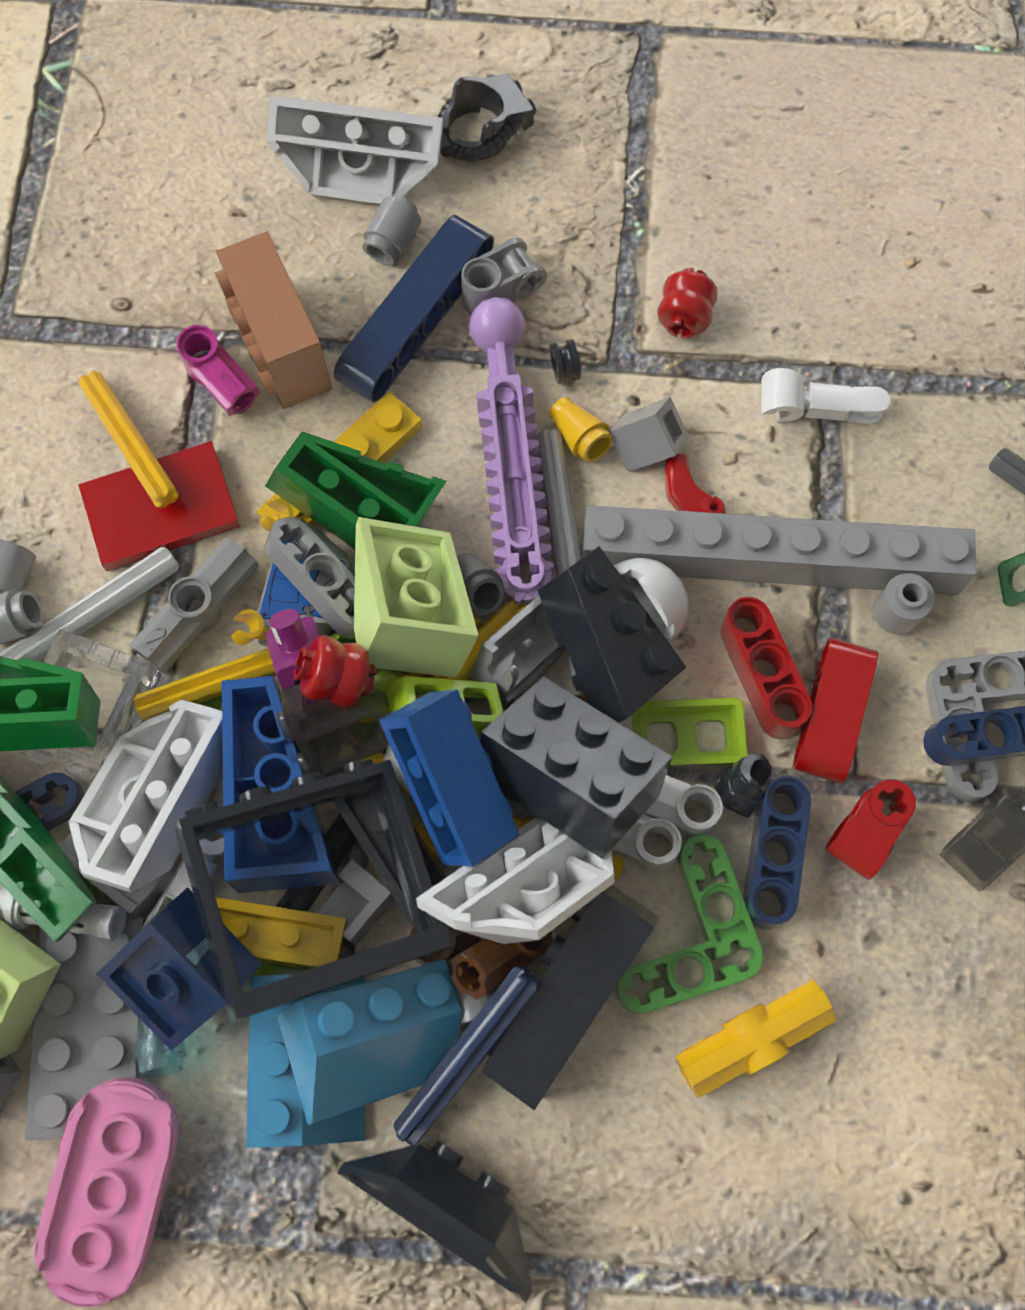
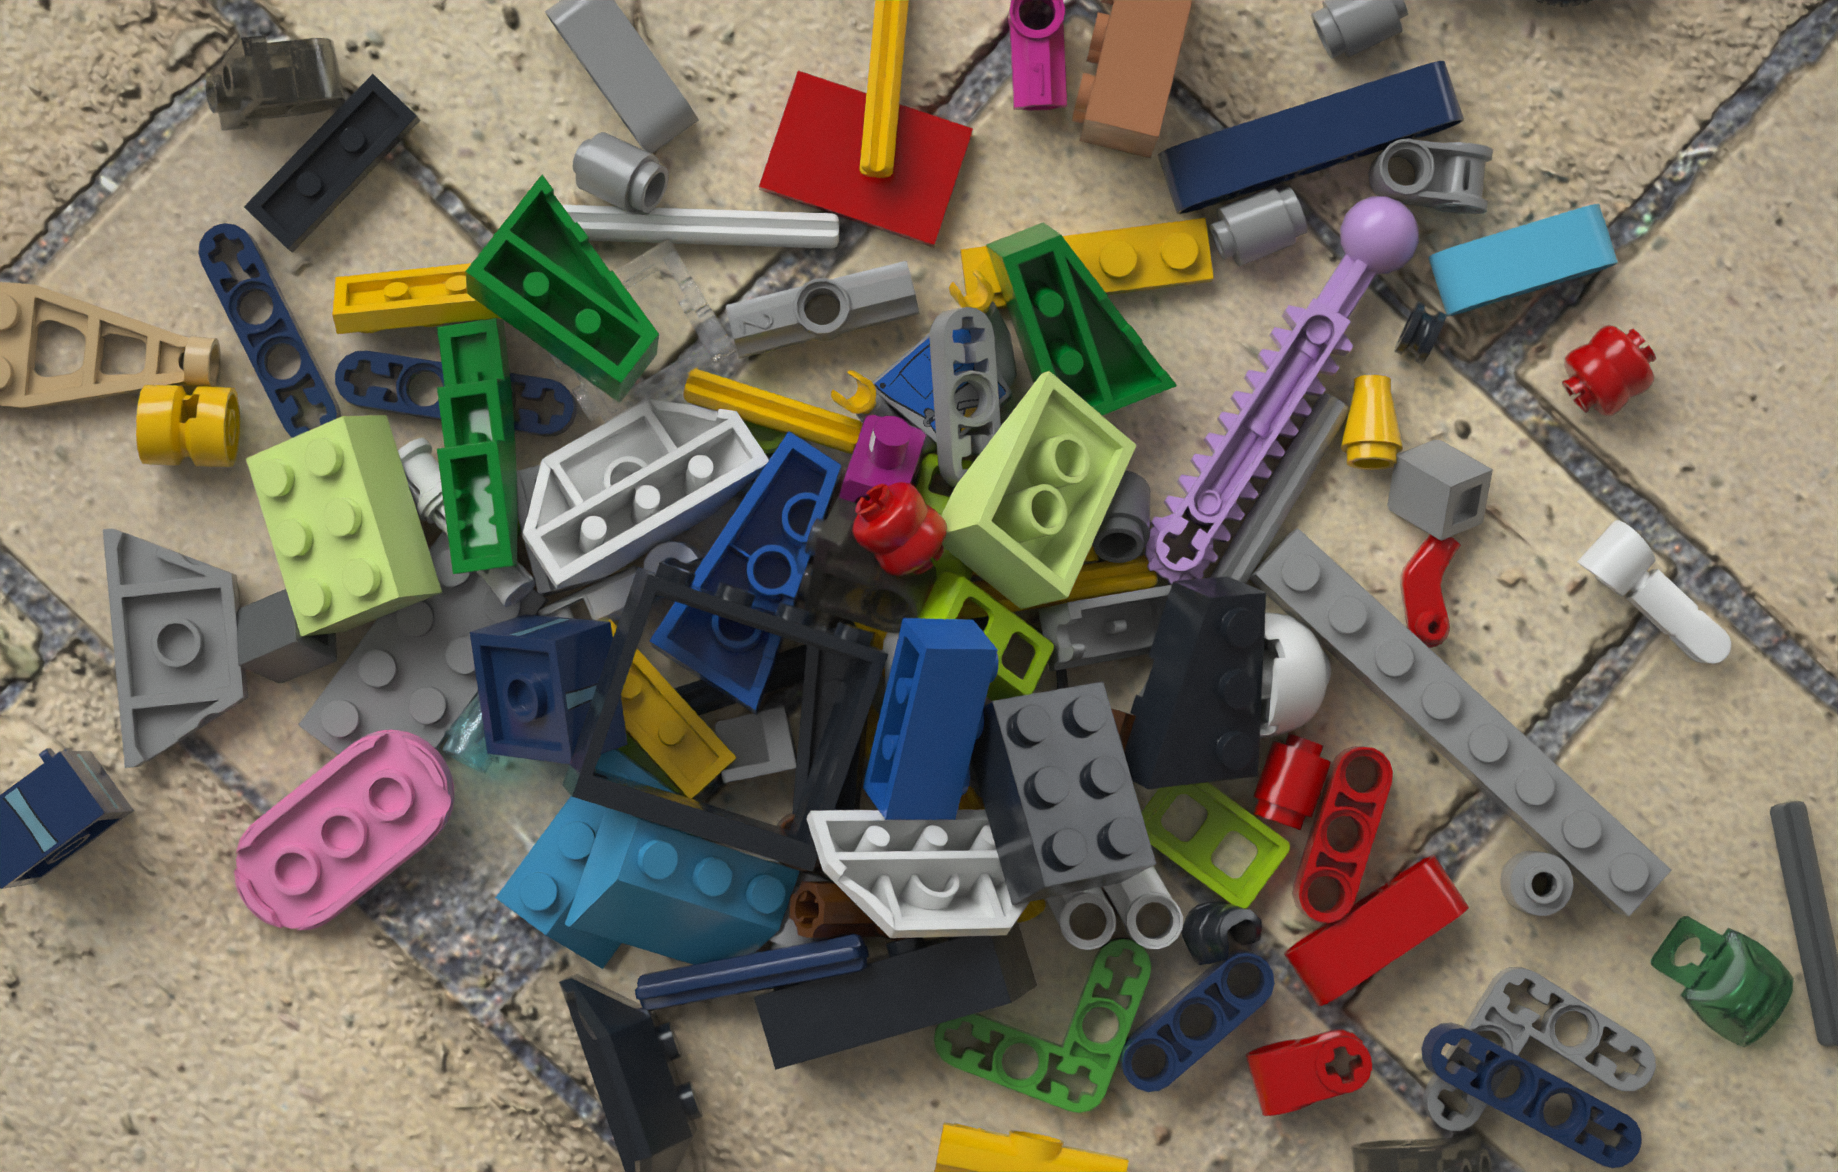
camera: 40 degrees right, 15 degrees up
(423, 371) = (1258, 225): none -> light grey brick
(588, 284) = (1523, 259): none -> medium azure beam
(708, 661) = (1291, 781): none -> red brick

